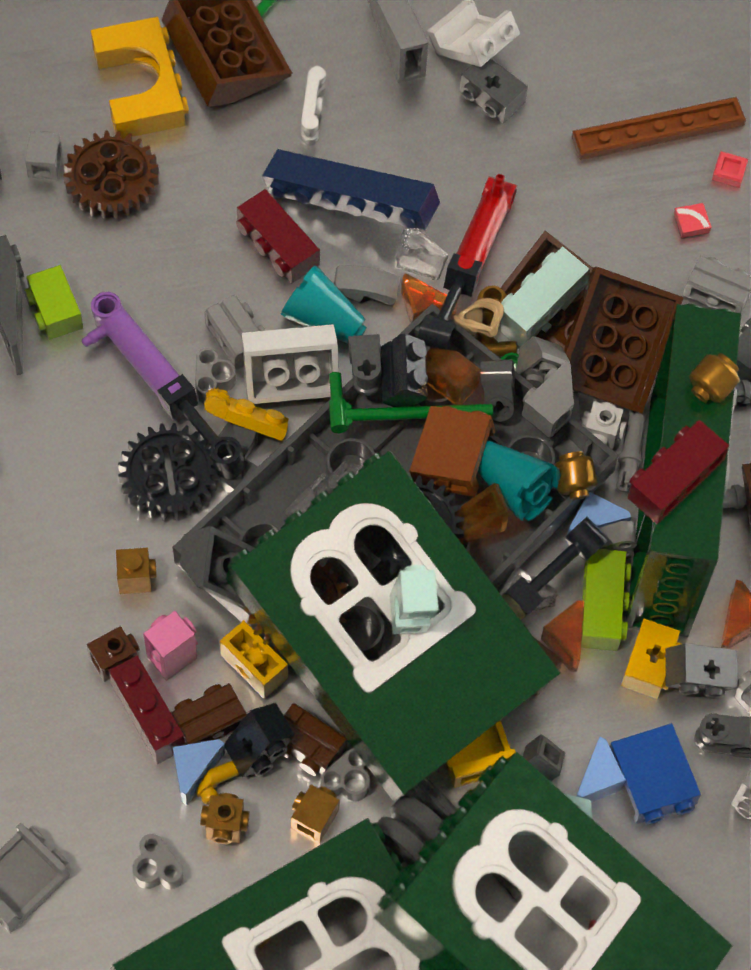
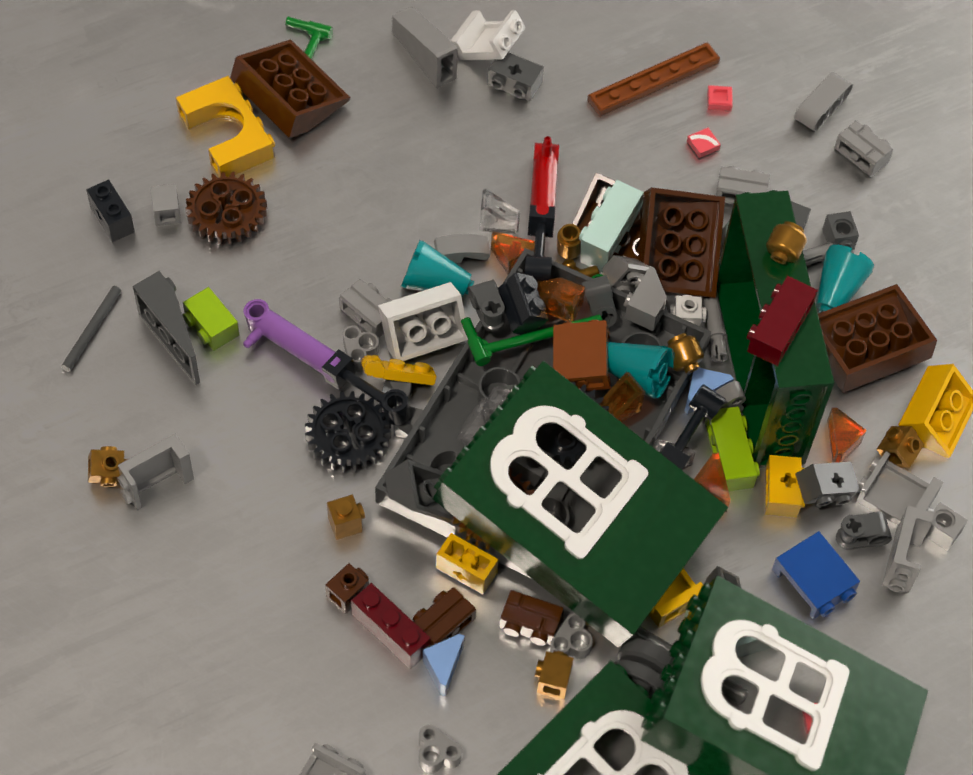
camera: 15 degrees left, 5 degrees down
(171, 644) = (395, 567): bright pink brick -> none
(213, 778) = (462, 667): yellow arm -> none
(224, 829) = (483, 697): pearl gold brick -> none
(259, 740) = (493, 626): black brick -> none
(277, 236) = (378, 226): dark red brick -> none
(312, 105) = (375, 119): white plate -> none
(351, 189) = (429, 175): dark blue brick -> none
(413, 600) = (603, 471): light aqua arch -> none
(472, 317) = (558, 250): tan piece -> none
(602, 774) = (775, 583): light blue slope -> none

